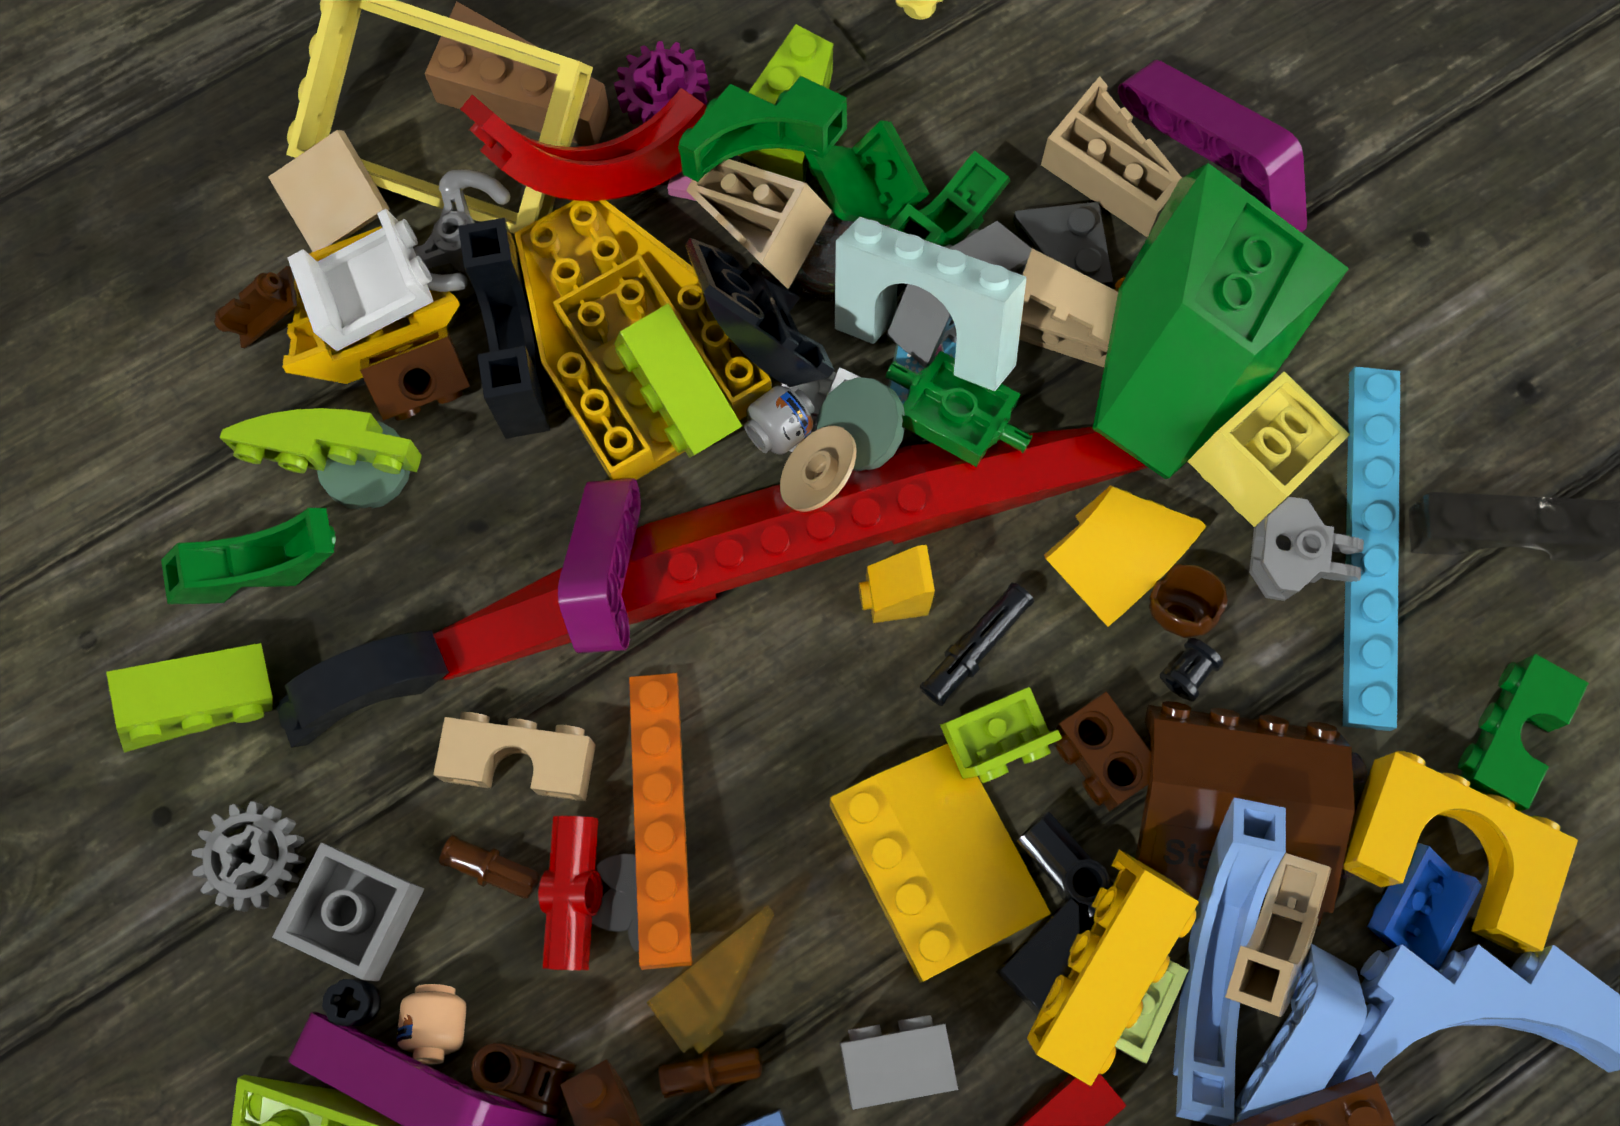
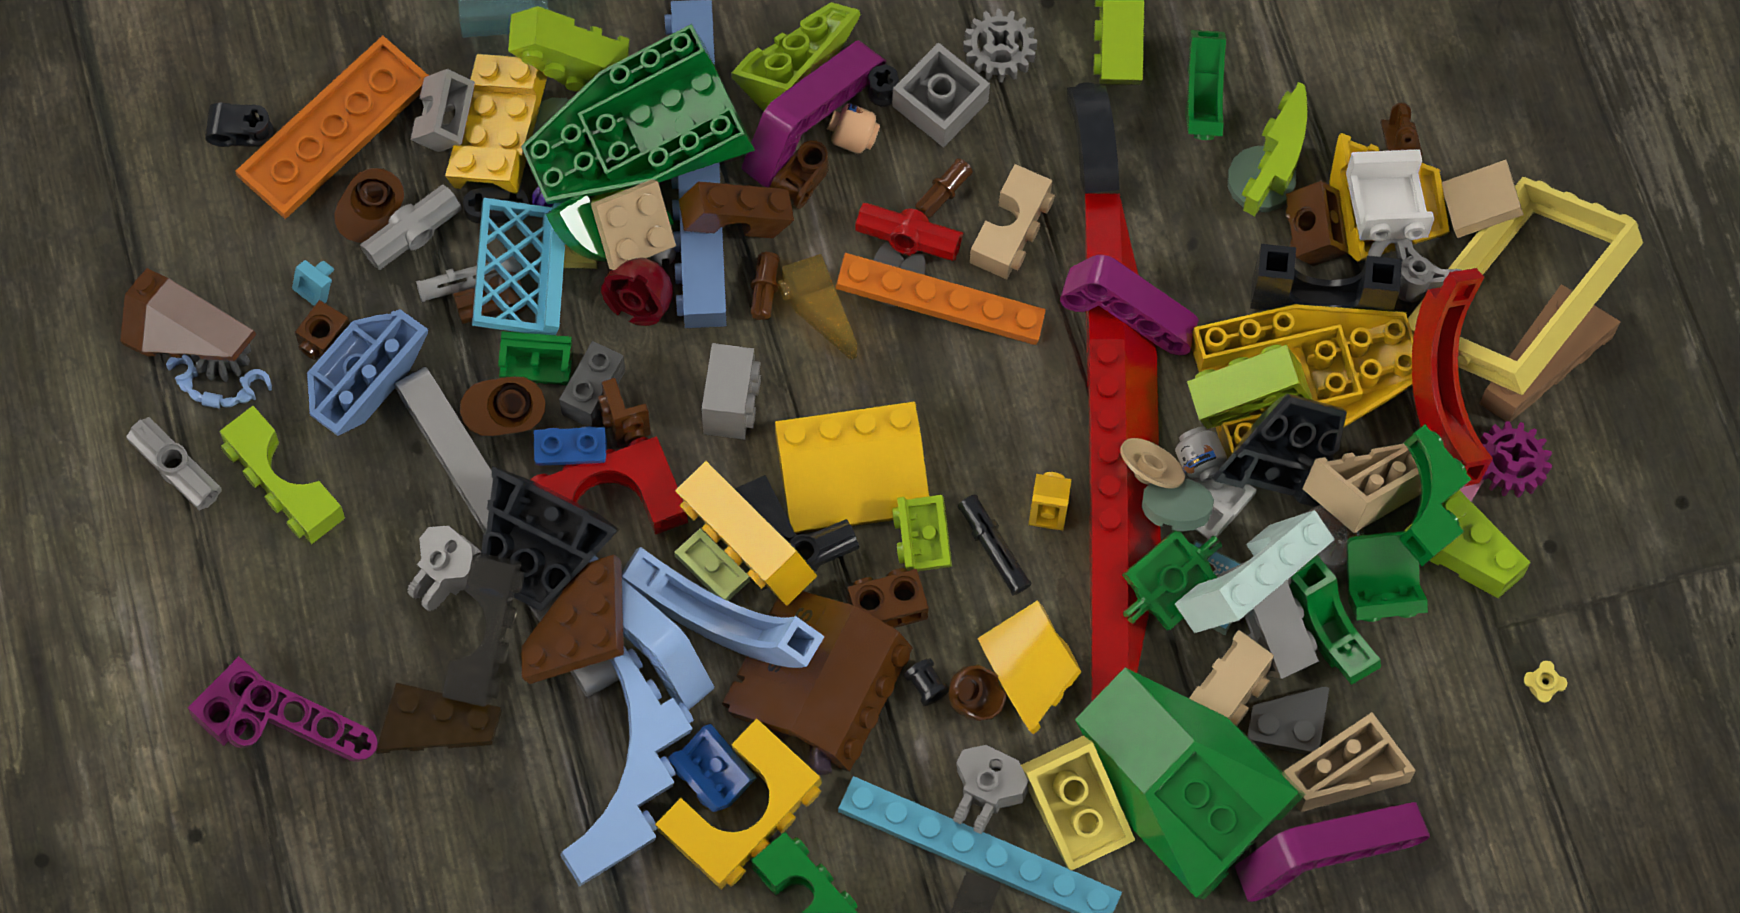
camera: 105 degrees right, 5 degrees down
(1279, 946) = (704, 621): tan arch -> none

